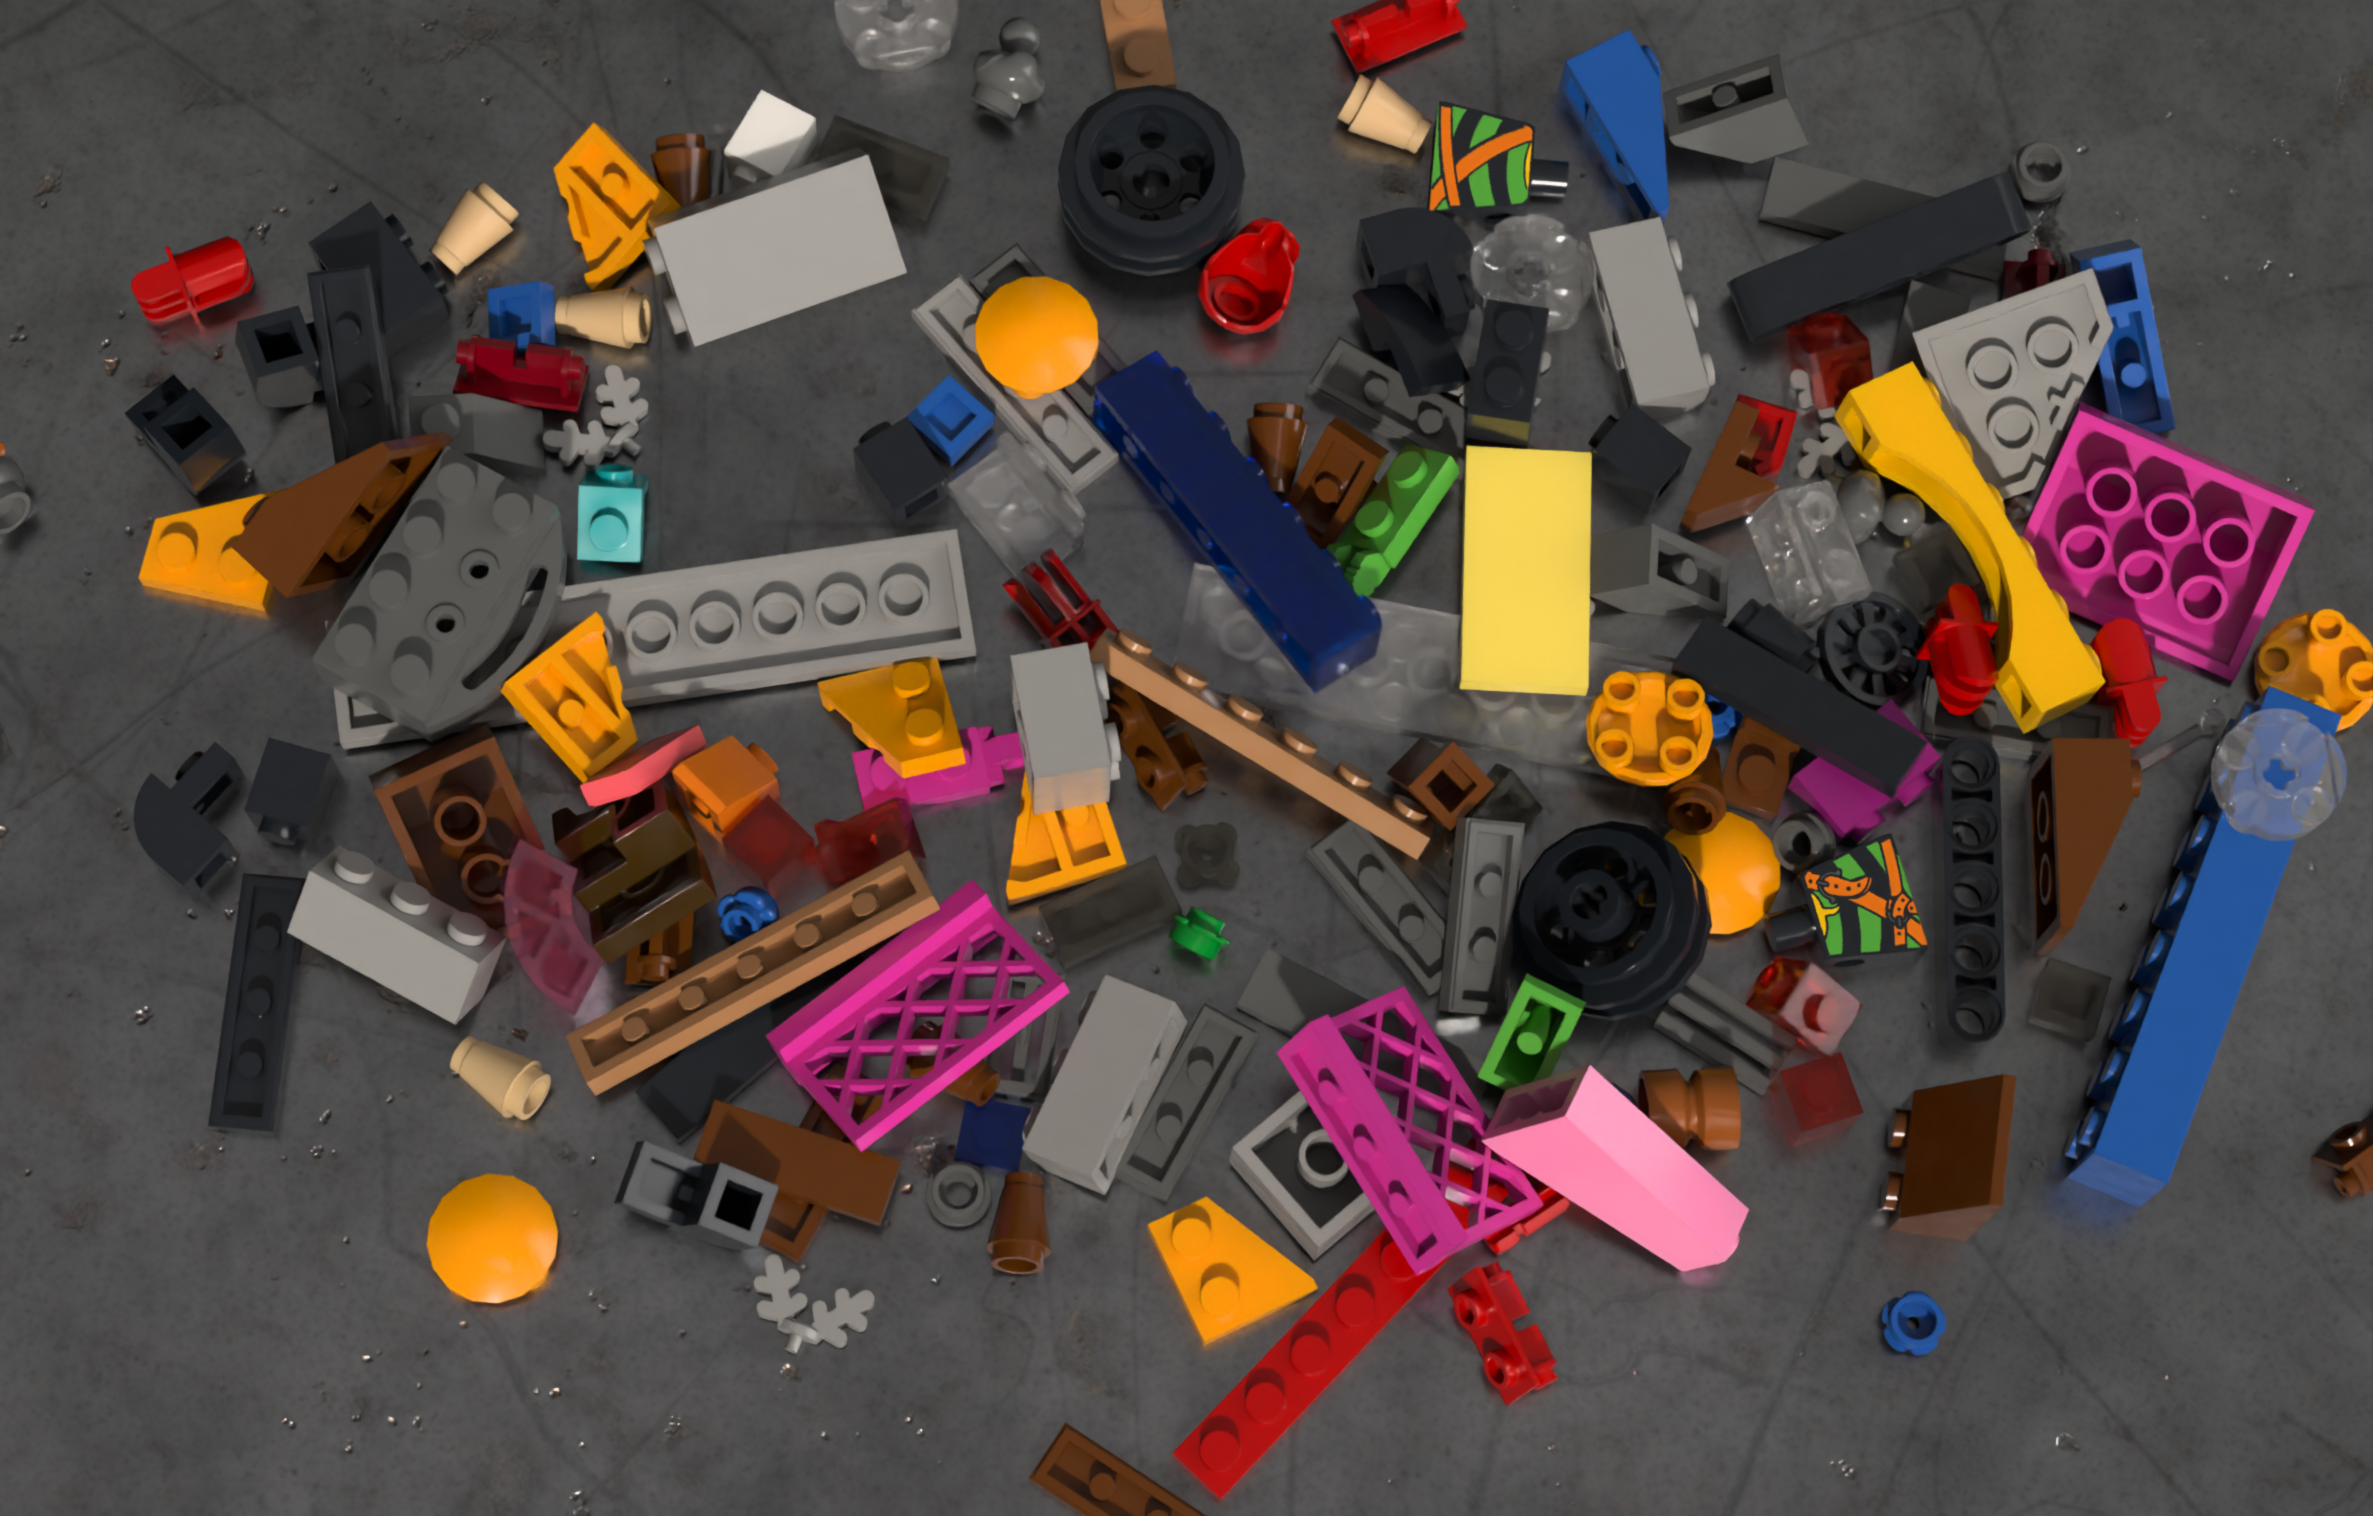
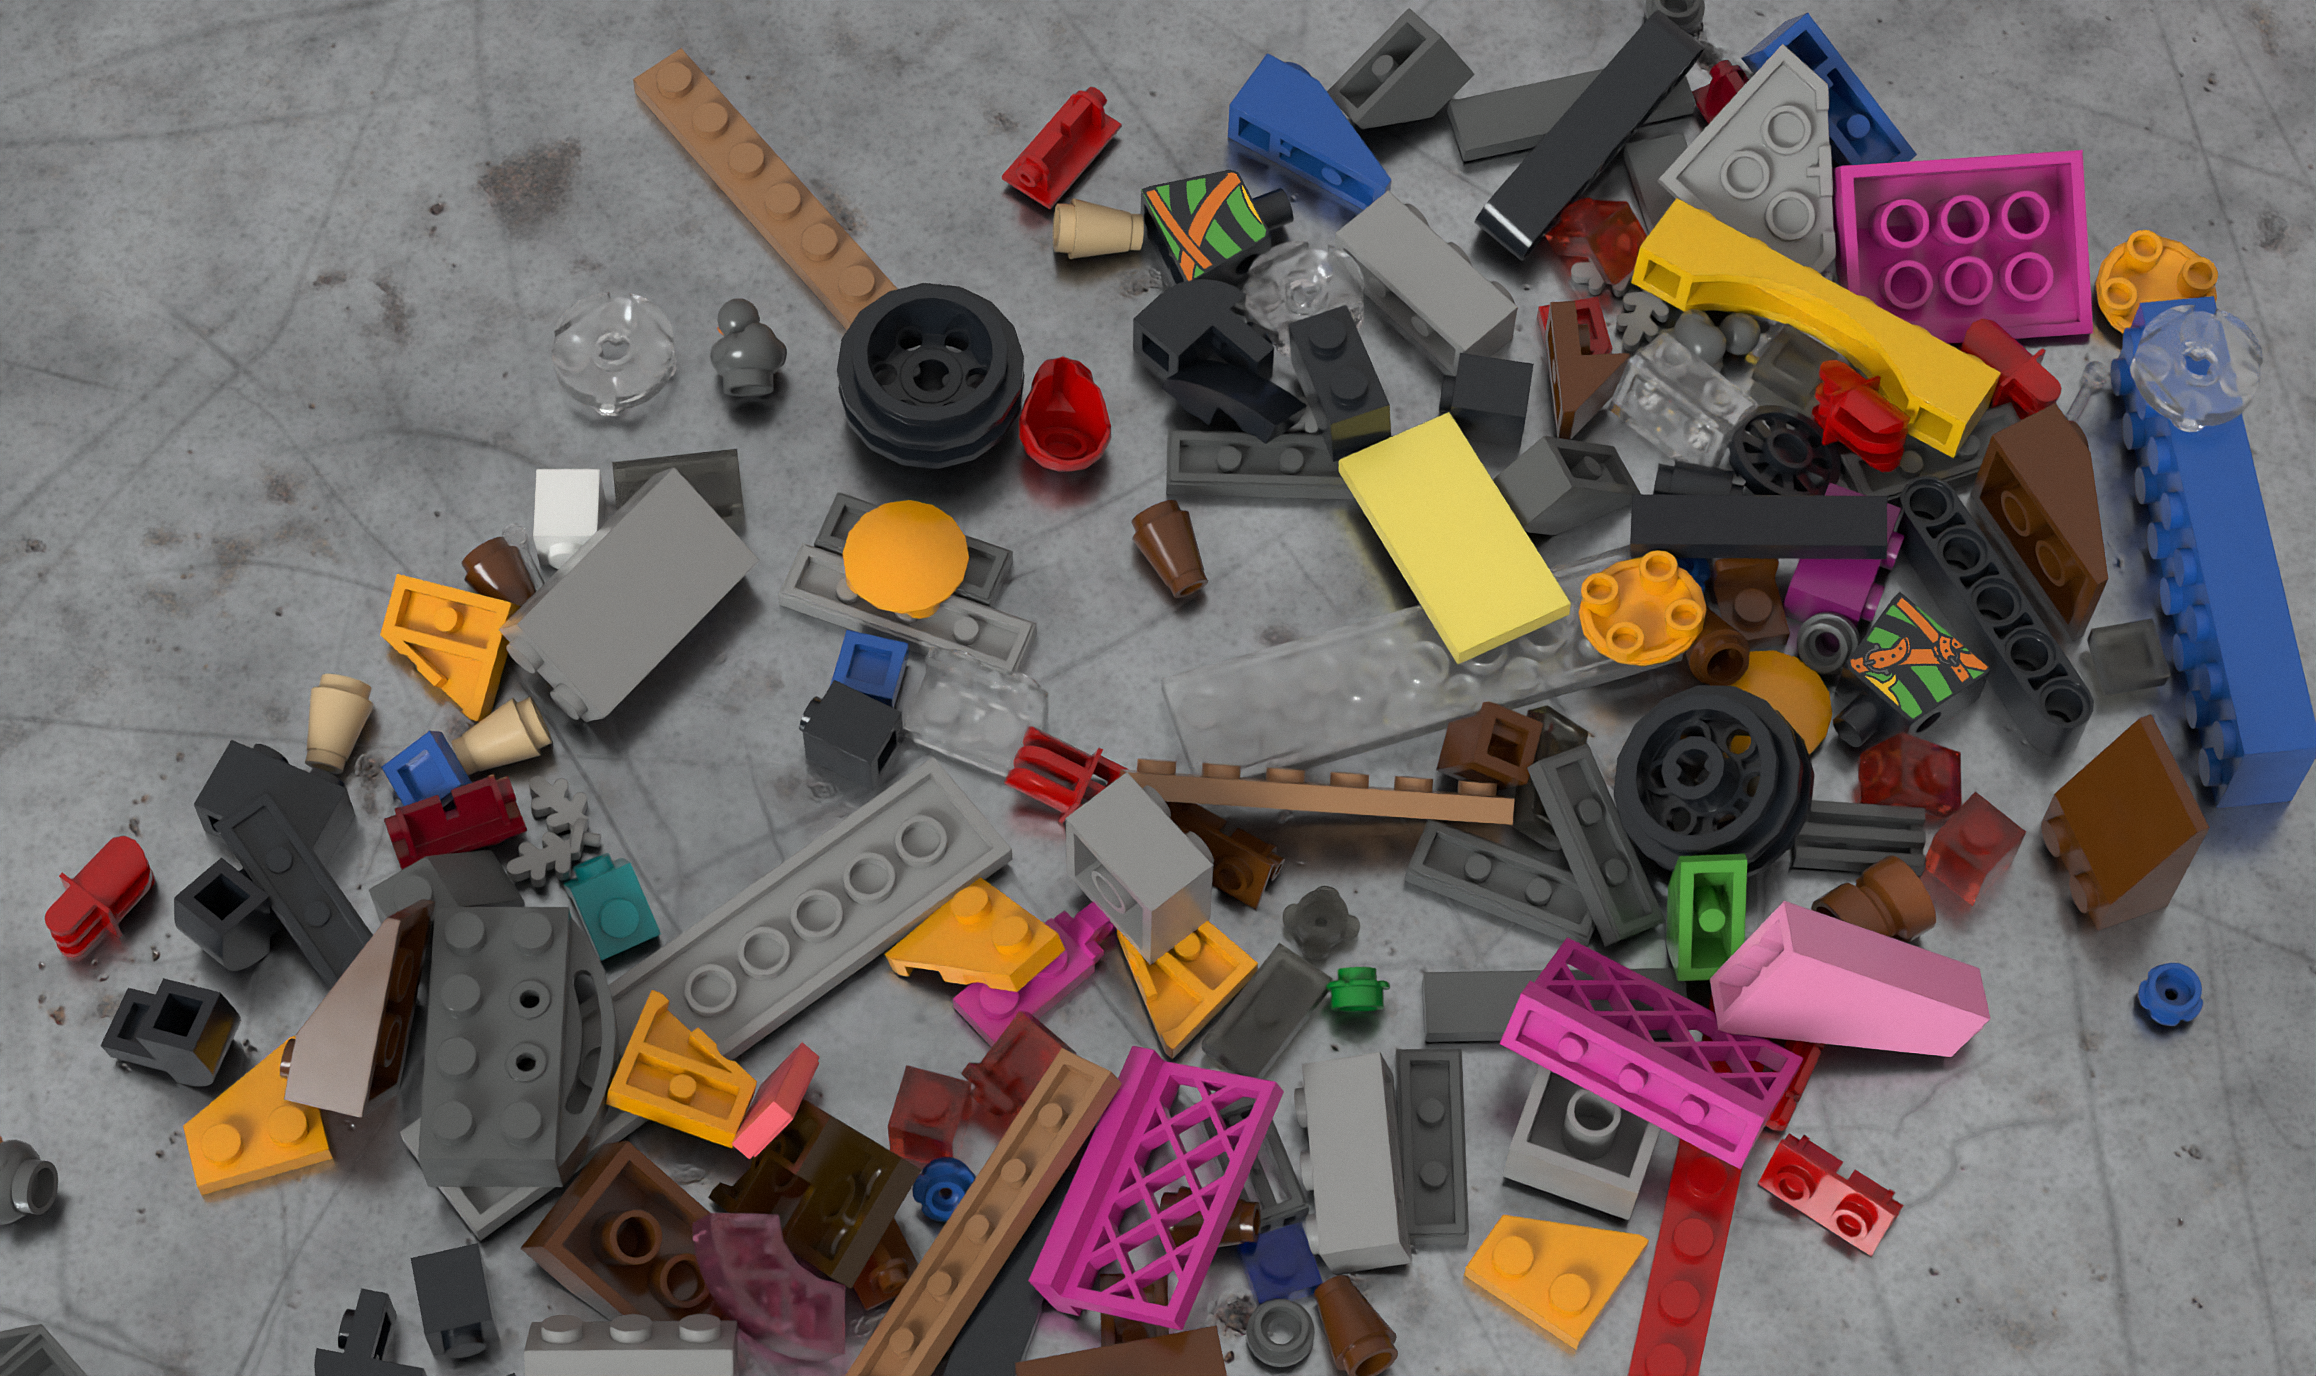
camera: 25 degrees left, 10 degrees down
(725, 784) = (861, 1082): orange slope -> none
(1237, 521) = (1180, 620): clear blue brick -> none
(1336, 481) = (1242, 553): reddish brown slope -> none
(1393, 516) = (1308, 558): bright green hinge -> none

